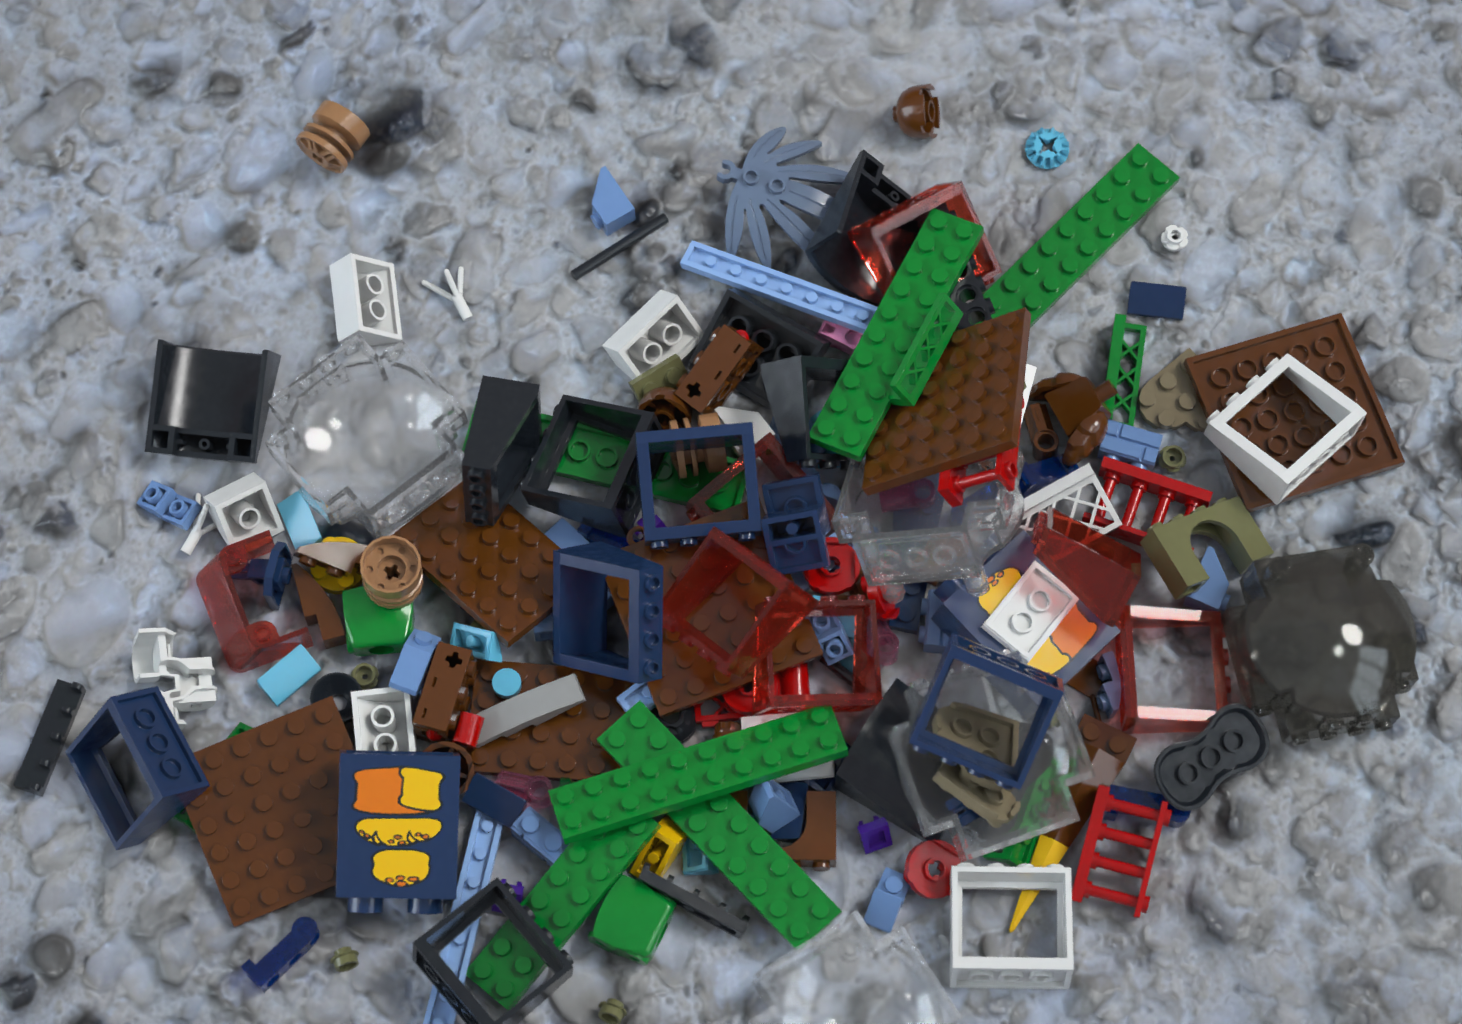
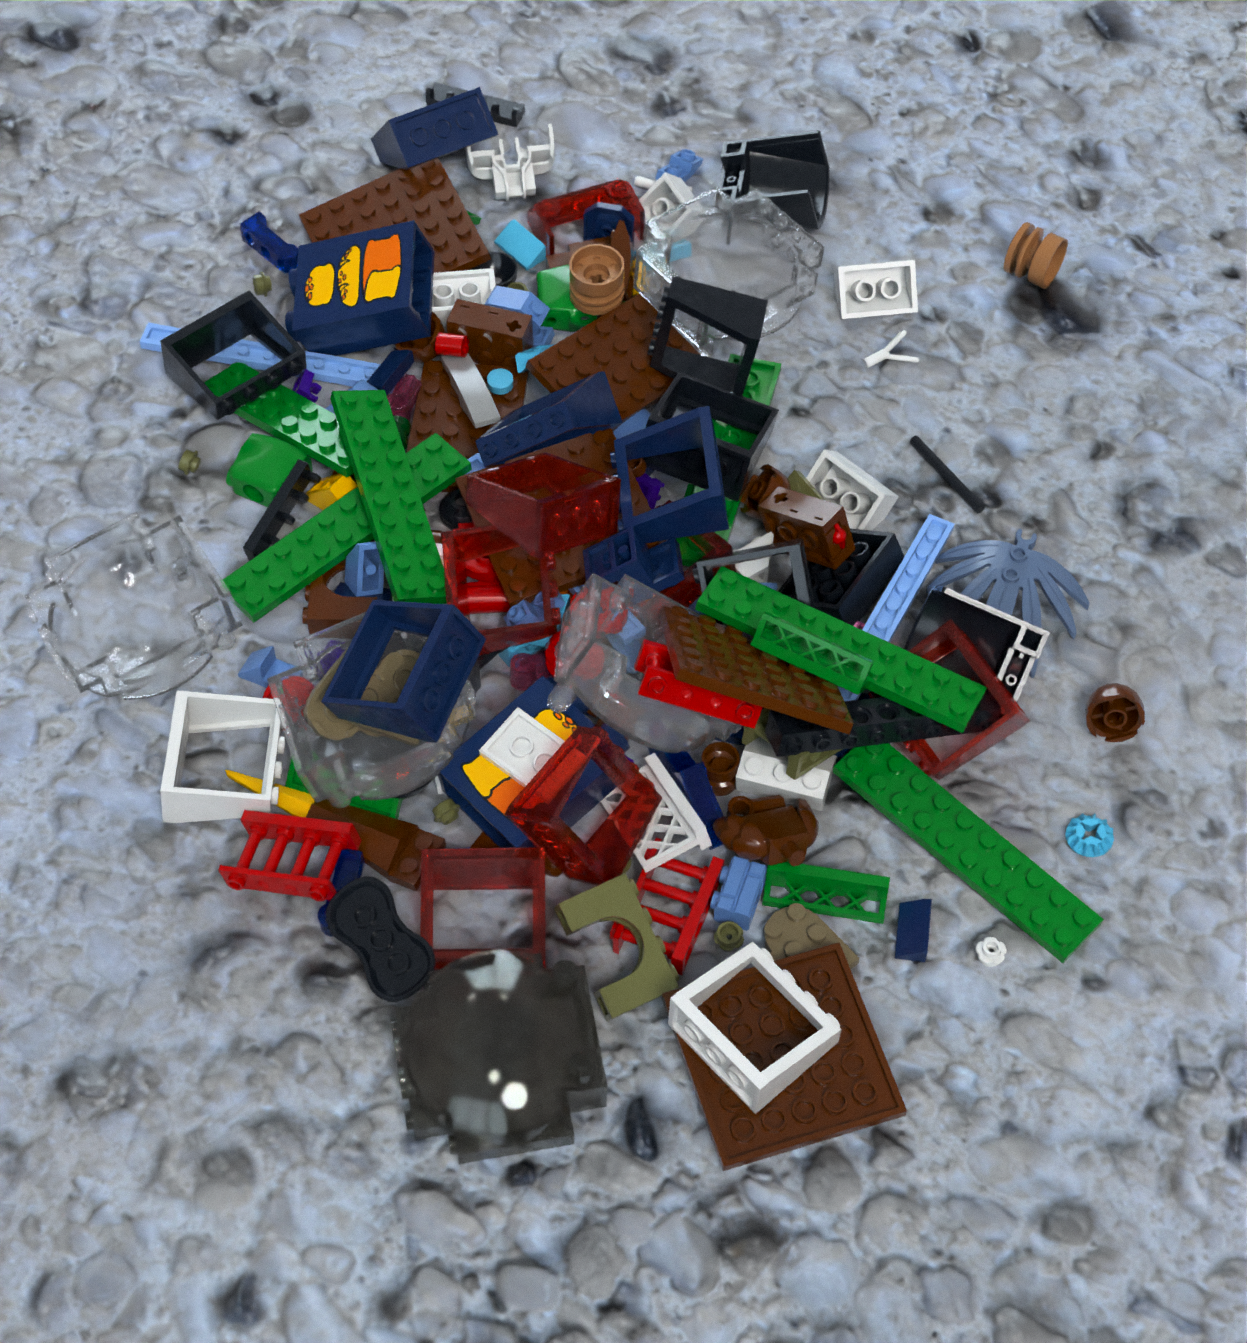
camera: 90 degrees right, 15 degrees down
(610, 205) = (990, 461): medium blue slope -> none
(713, 458) = (740, 506): medium nougat wheel -> none
(1212, 594) = (596, 958): medium blue slope -> none

